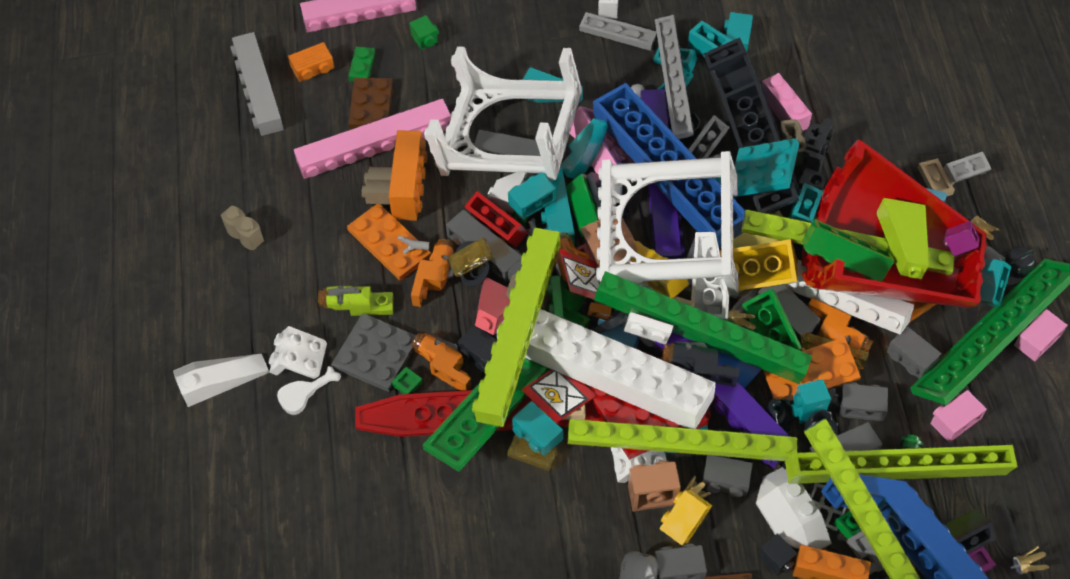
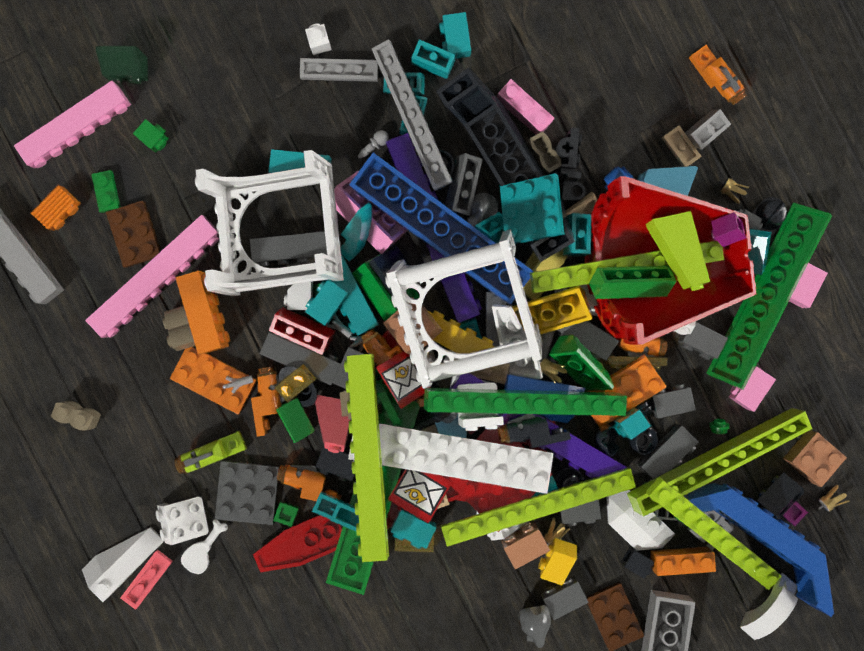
camera: 25 degrees left, 30 degrees up
(234, 398) = (146, 579): none -> coral plate
(455, 296) = (295, 420): none -> green slope
(461, 378) = (336, 511): none -> teal slope
(989, 129) = (718, 74): none -> orange plate
(1016, 508) = (814, 458): none -> nougat brick

